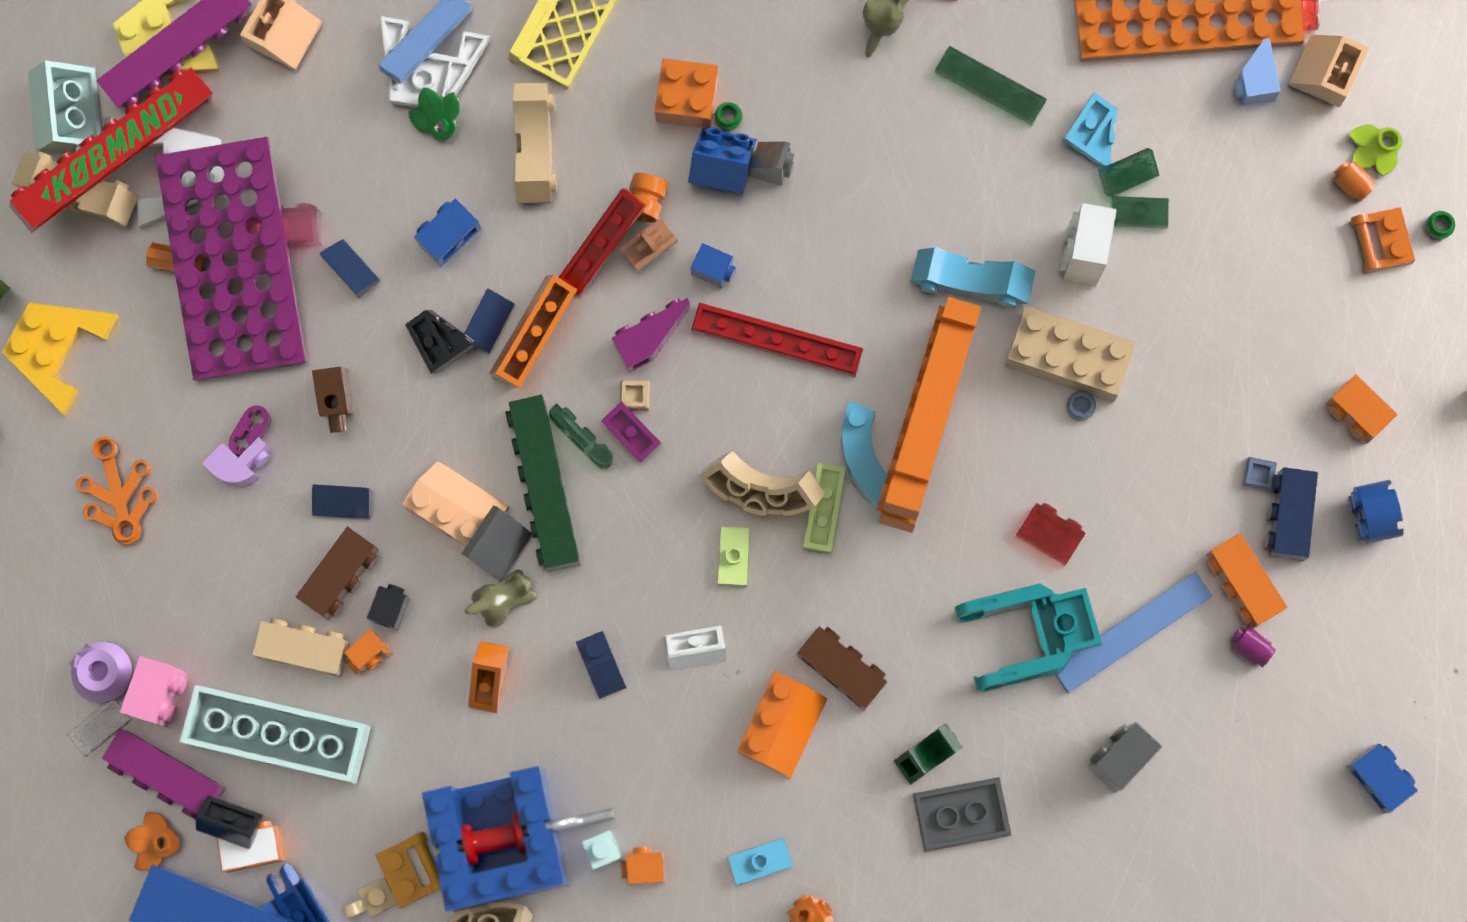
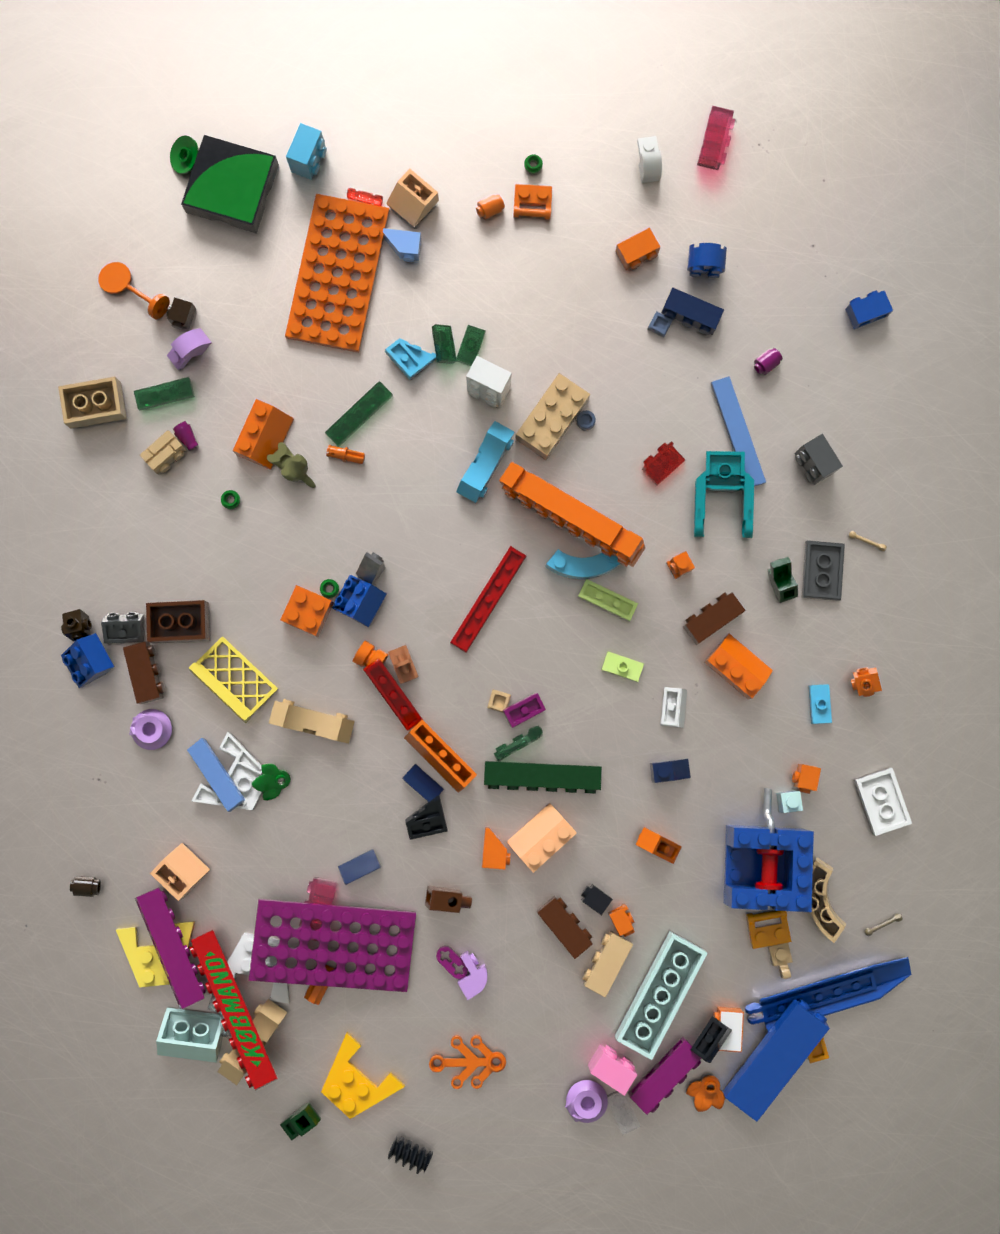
camera: 85 degrees left, 5 degrees up
(341, 501) = (516, 912): dark blue slope -> none
(419, 445) = (494, 852): none -> orange slope
(447, 231) = (354, 794): blue brick -> none
(497, 543) = (575, 817): dark grey tile -> none
(497, 599) = (610, 827): olive animal -> none
(645, 340) = (466, 684): magenta slope -> none
(713, 266) = (429, 626): blue brick -> none
(761, 492) = (589, 636): tan brick -> none
(906, 598) = (680, 565): none -> orange brick
(926, 82) = (345, 454): none -> orange axle
(1028, 845) = (882, 547): none -> tan hinge
(1245, 581) = (726, 353): orange brick -> none
(1373, 151) = (474, 189): lime plate -> none

